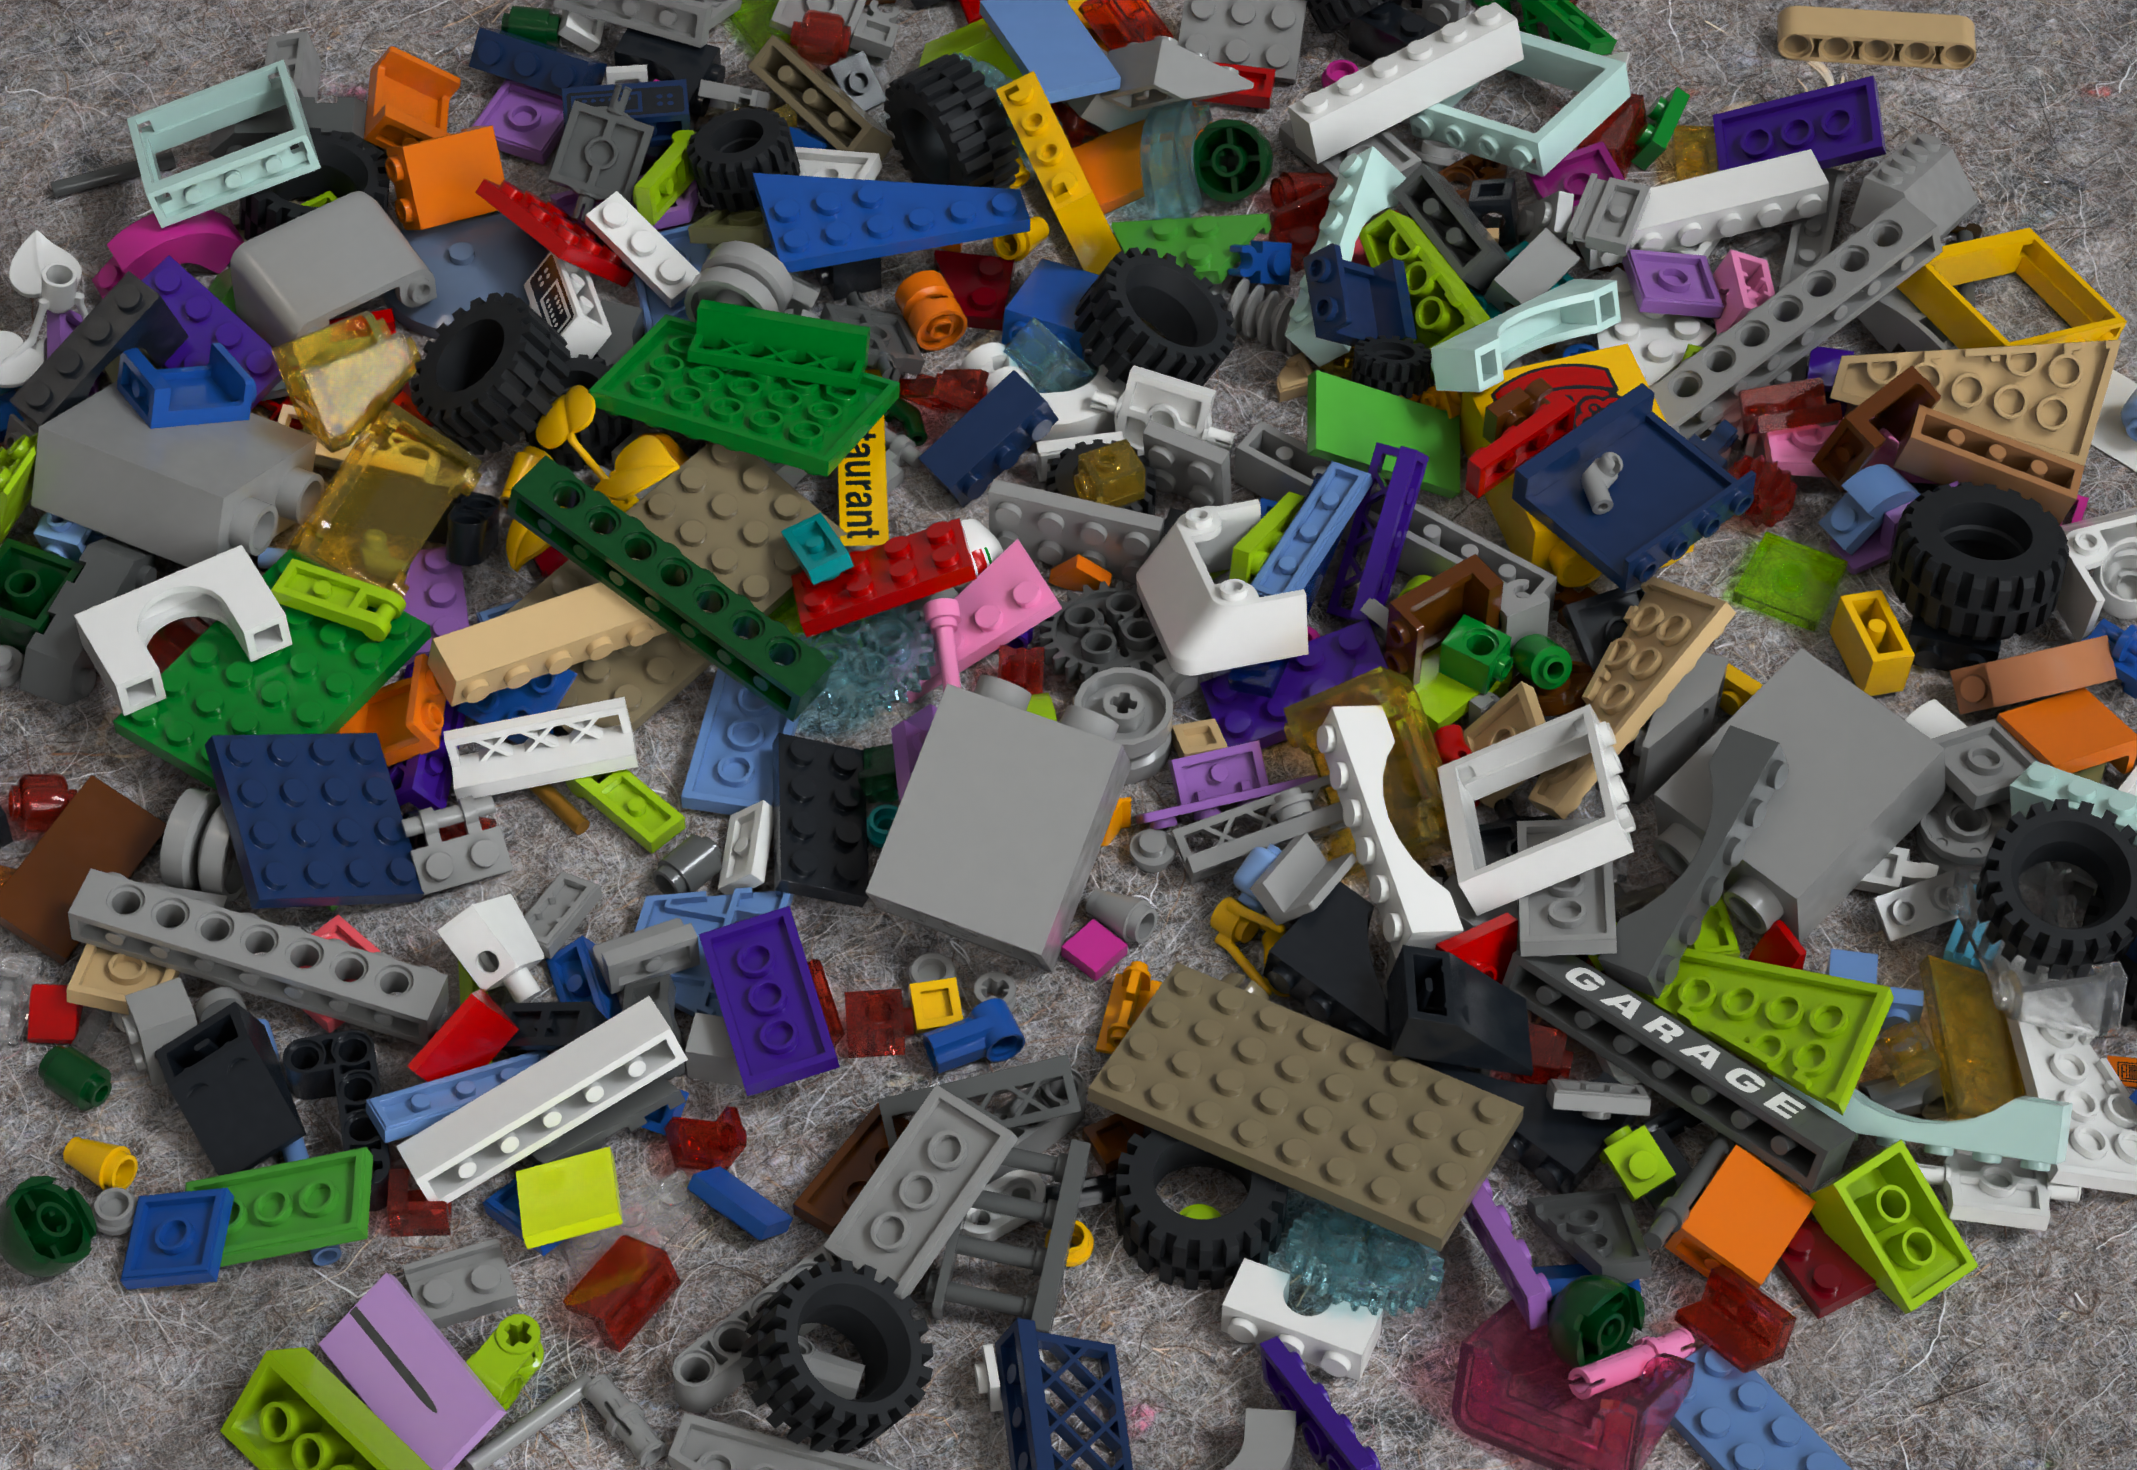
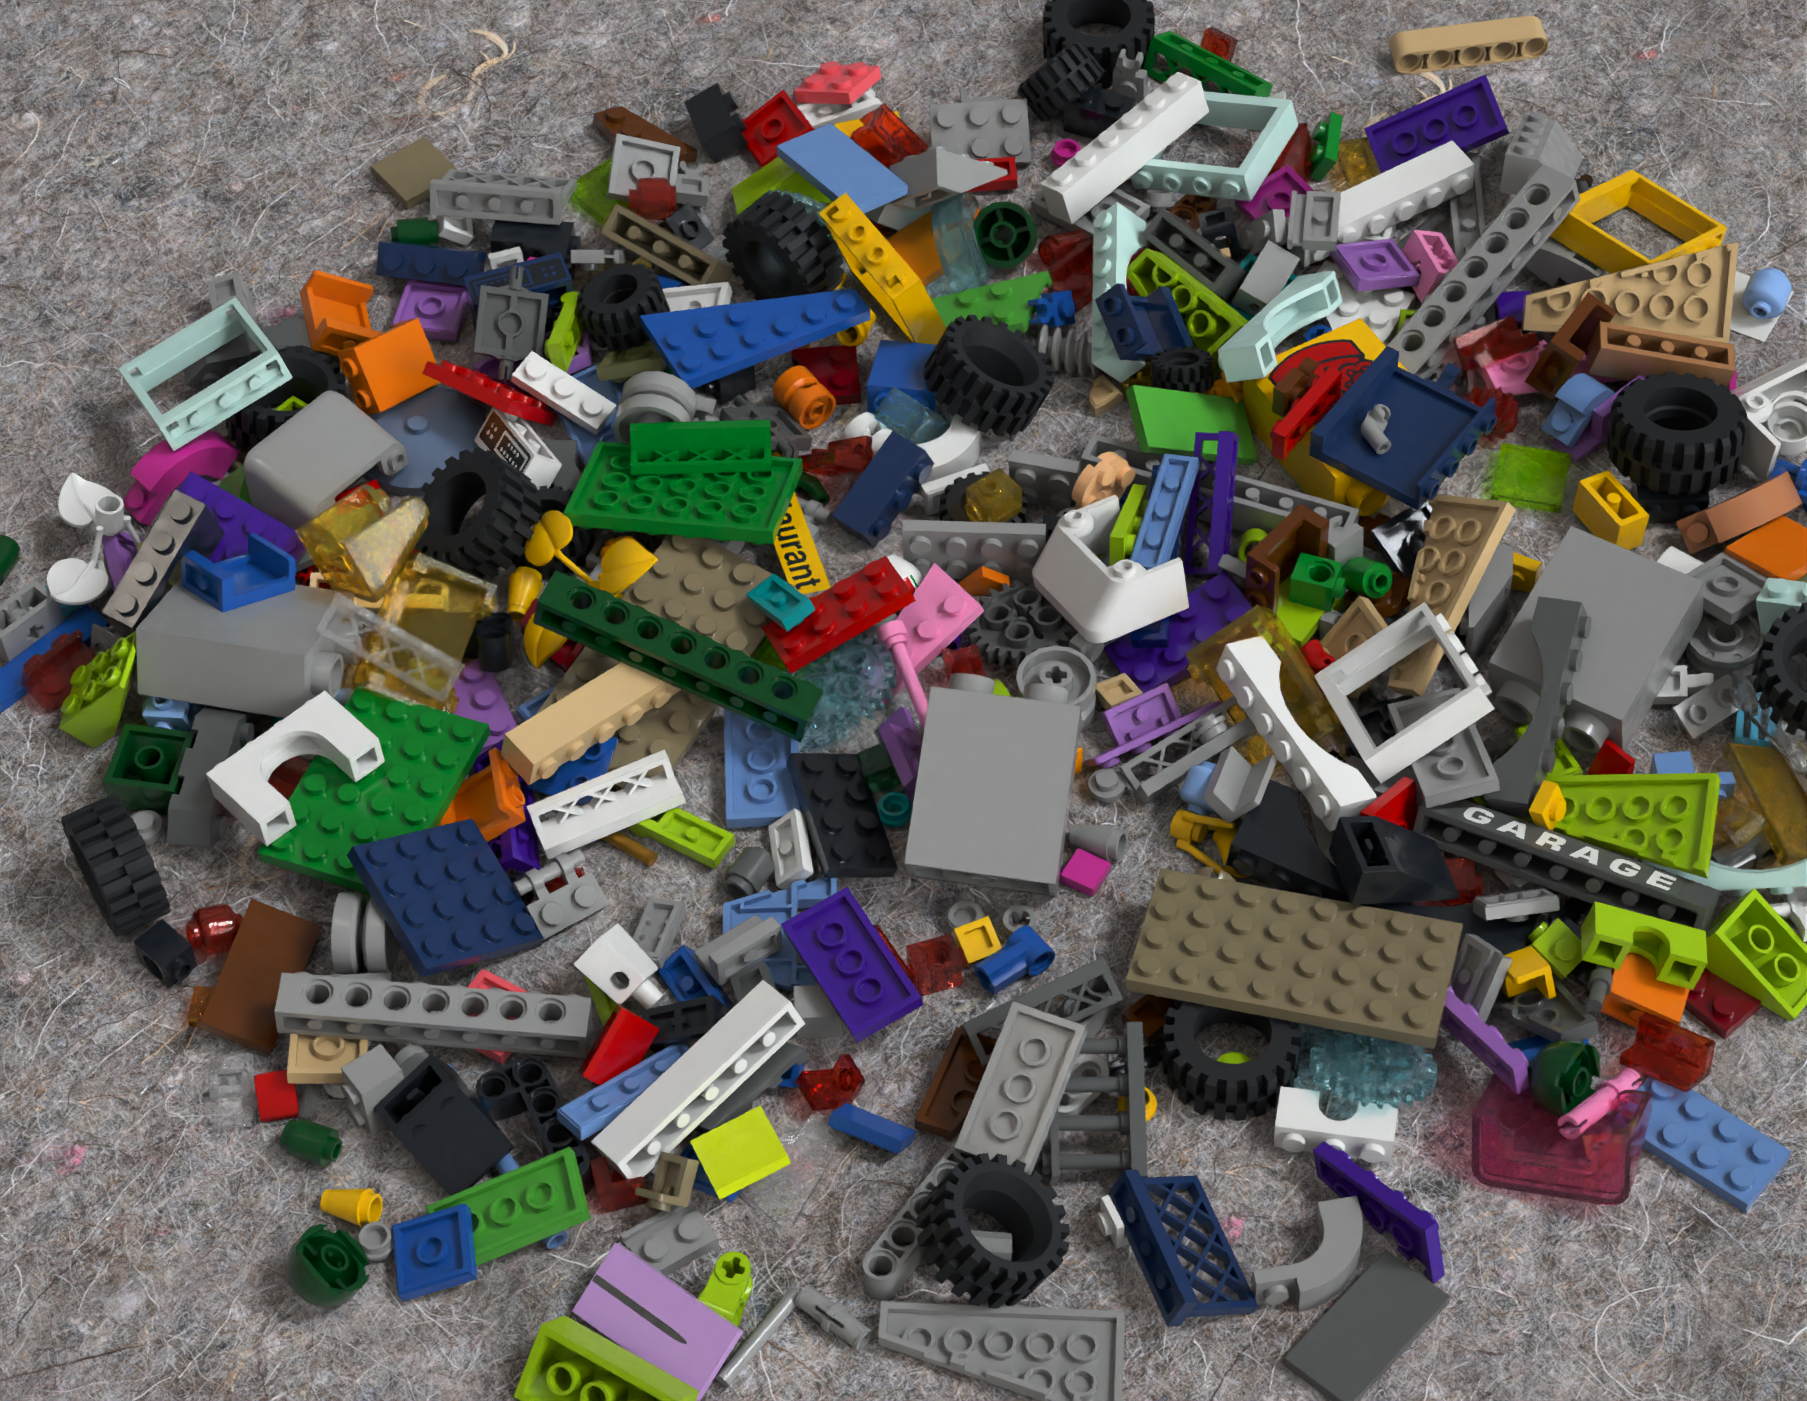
camera: 10 degrees left, 0 degrees up
(106, 176) = (106, 418): dark grey bar -> none
(338, 598) = (413, 717): lime plate -> none
(344, 495) = (396, 636): none -> clear fence
(479, 1218) = (671, 1182): none -> dark tan bracket
(624, 1290) = (802, 1215): clear red panel -> none
(1126, 1002) = (1126, 913): light orange hinge -> none
(1165, 401) = (1012, 431): white plate -> none
(1262, 472) = (1102, 481): none -> light nougat plate
(1526, 1175) = (1479, 974): none -> light grey plate
(1585, 1182) = (1528, 972): none -> yellow panel
(1674, 985) = (1548, 806): none -> yellow plate
(1774, 1191) = (1672, 948): none -> lime arch

